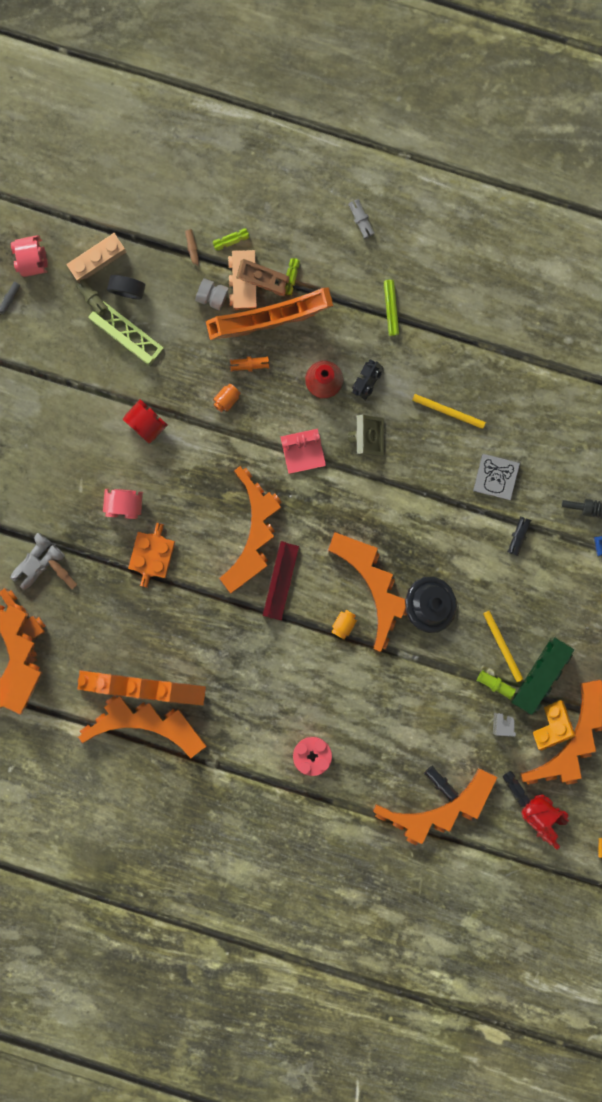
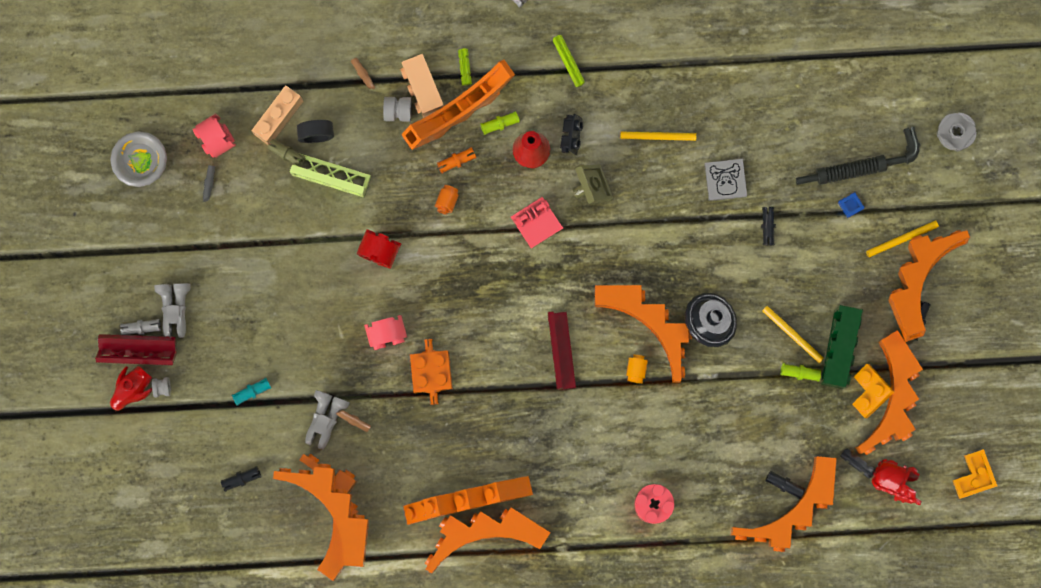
camera: 15 degrees left, 5 degrees down
(231, 239) = (396, 53): lime axle -> none
(250, 562) = (526, 342): orange arch -> none
(262, 277) = (439, 75): medium nougat plate -> none
(303, 343) = (499, 123): none -> lime pin
(503, 727) = (822, 408): light grey hinge -> none

